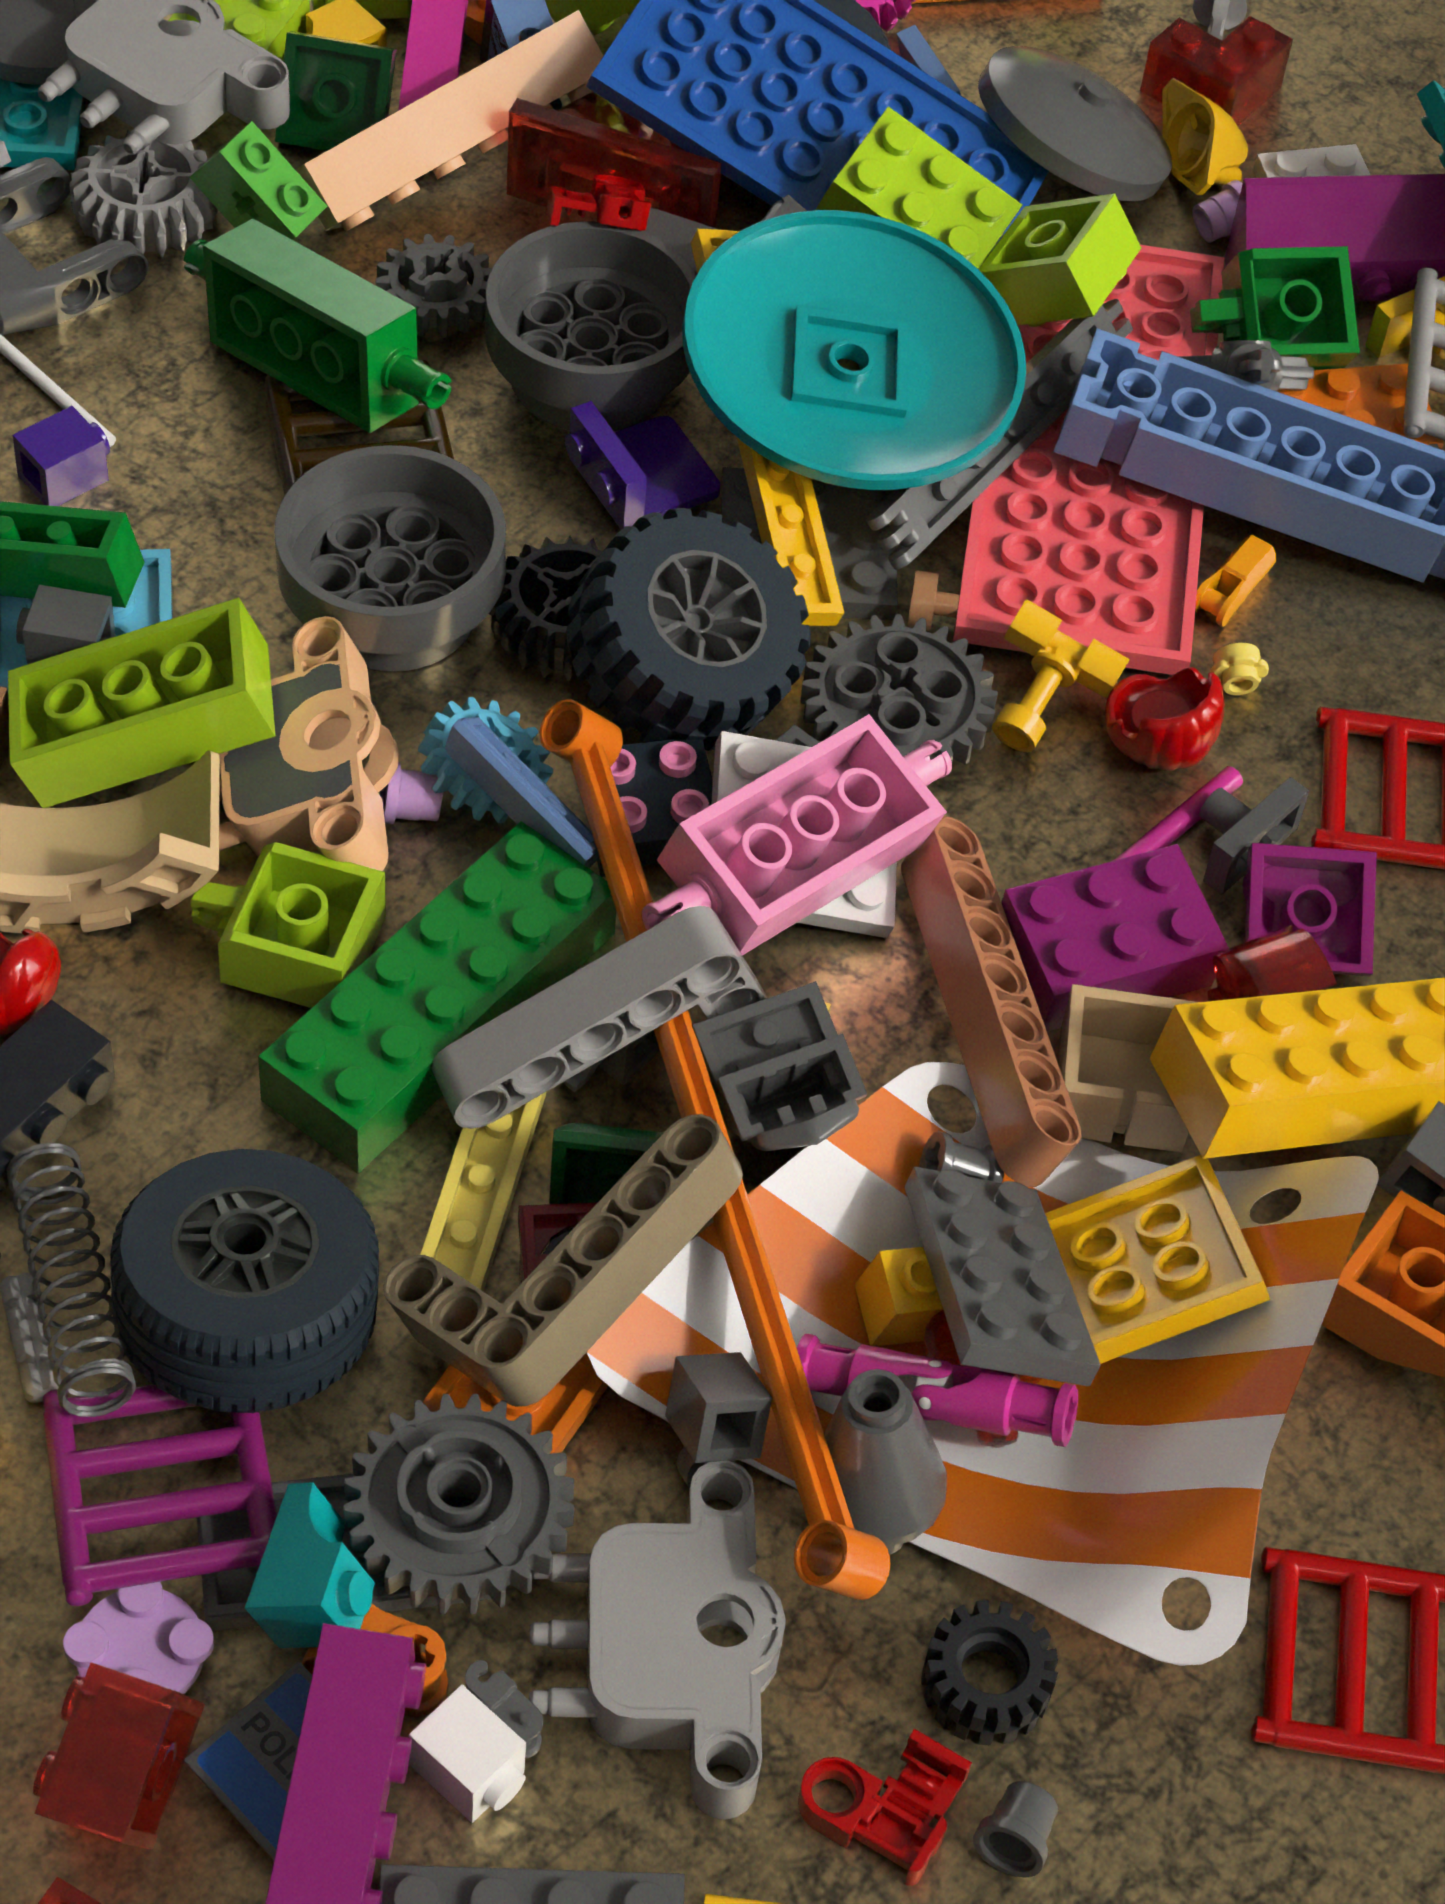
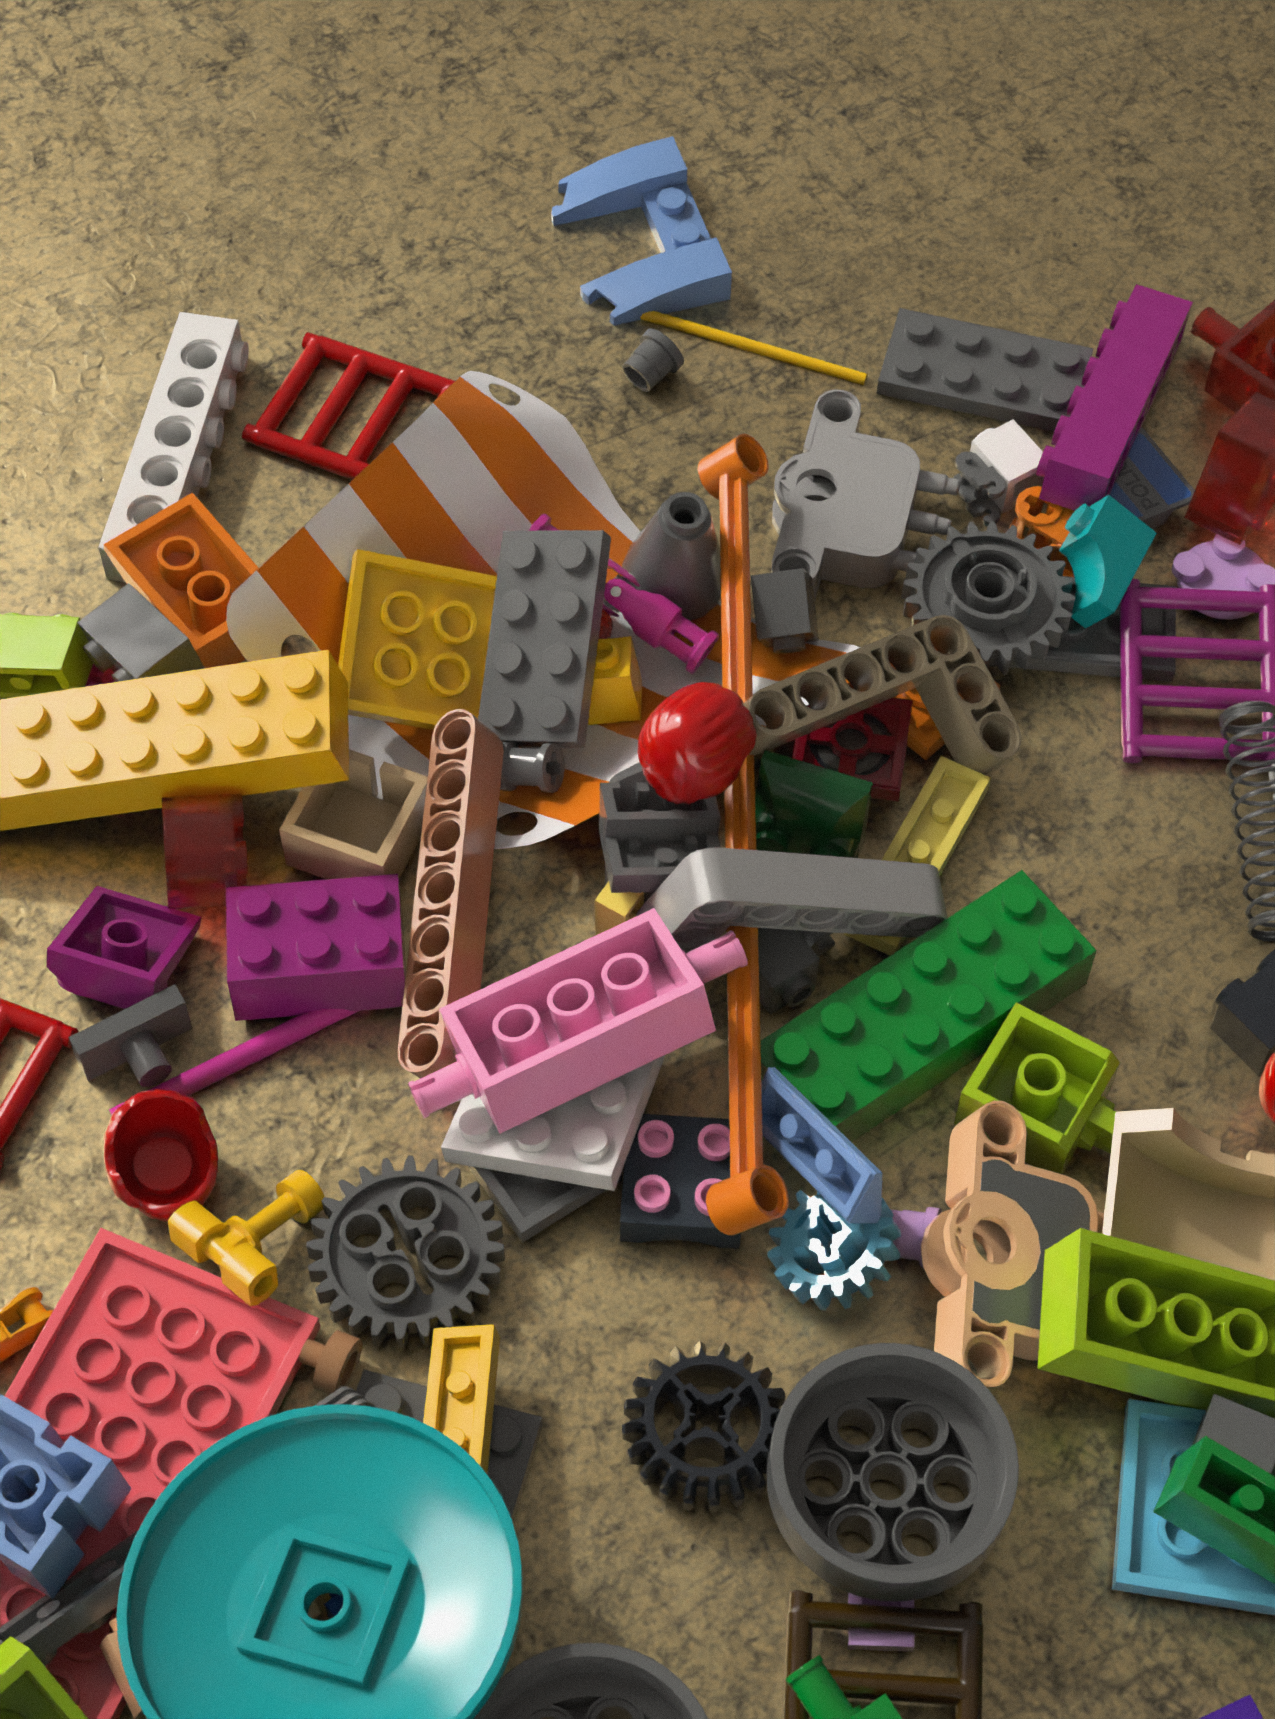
camera: 160 degrees left, 5 degrees up
(244, 1280) = (1128, 772): black wheel -> none
(638, 467) = (587, 1595): dark purple bracket -> none
(688, 628) = (608, 1306): black wheel -> none
(771, 1089) = (696, 742): none -> red piece
(903, 1812) = (731, 389): red piece -> none
(995, 1634) = (637, 427): black tyre -> none
(1239, 668) = (52, 1225): light yellow plate -> none

